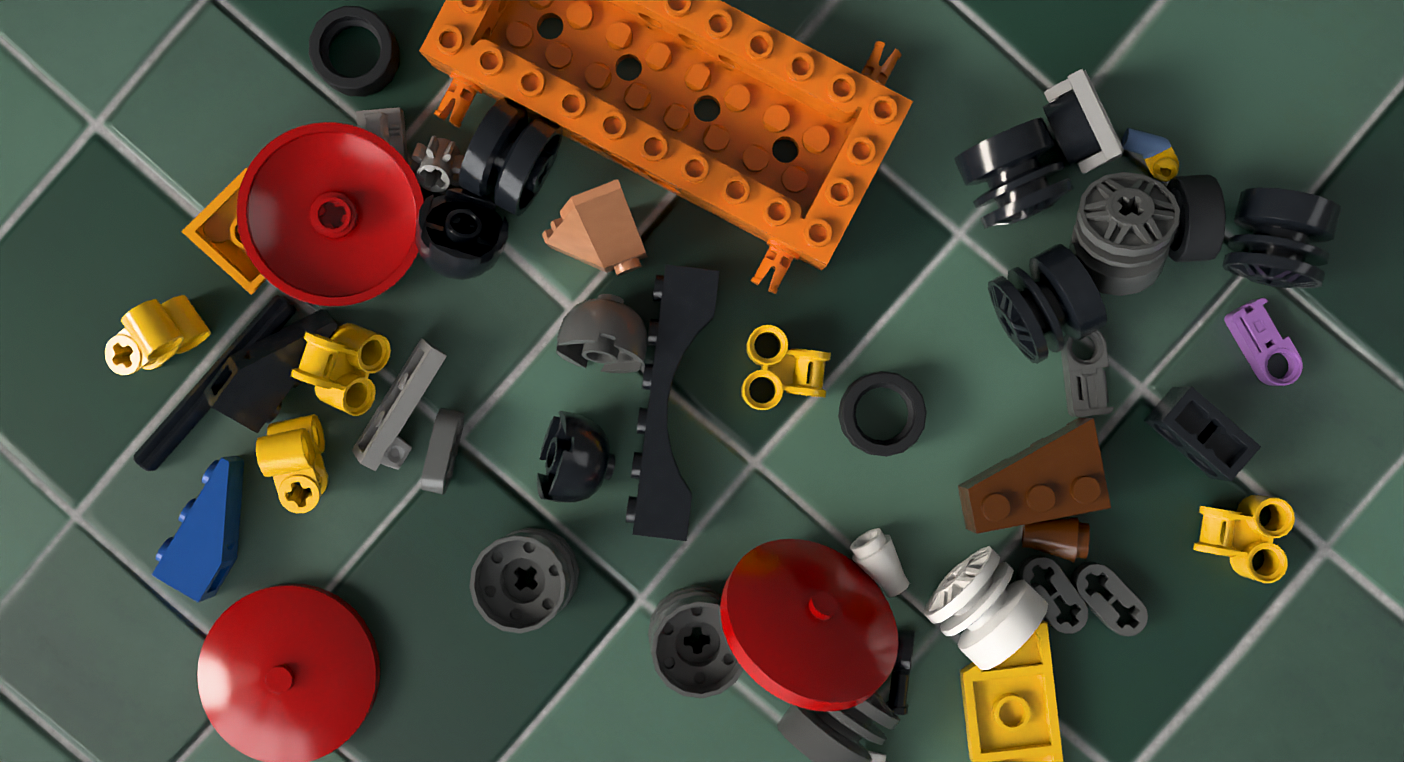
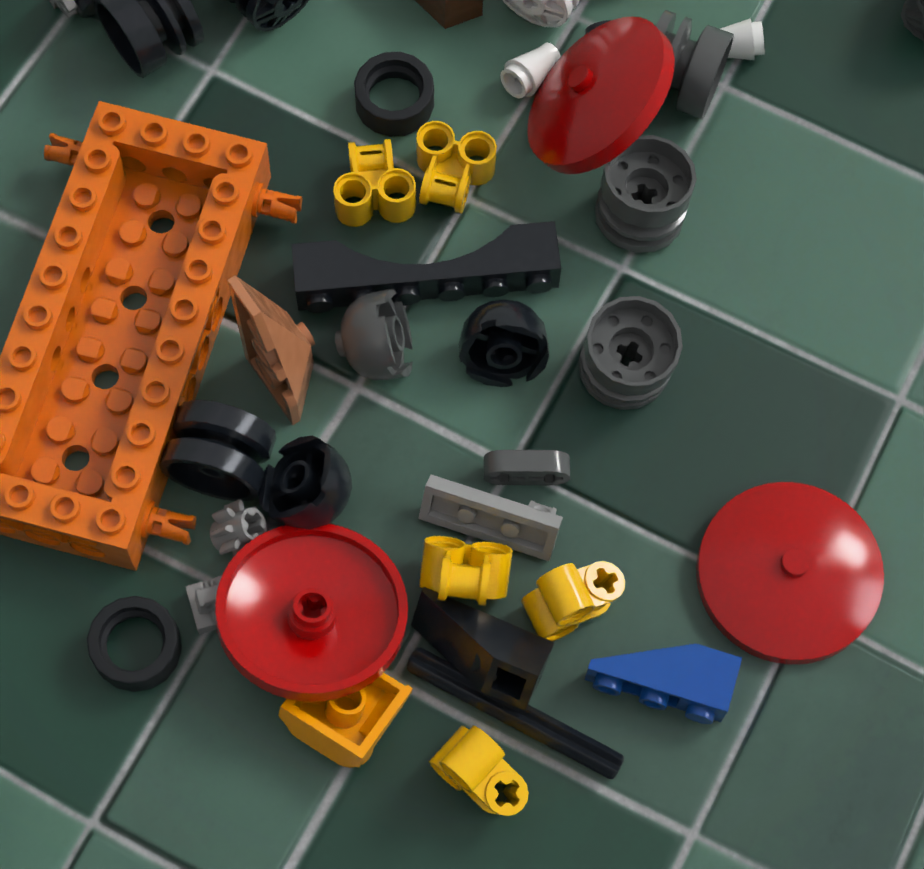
camera: 105 degrees left, 20 degrees down
(779, 452) = (450, 169): none -> yellow piece

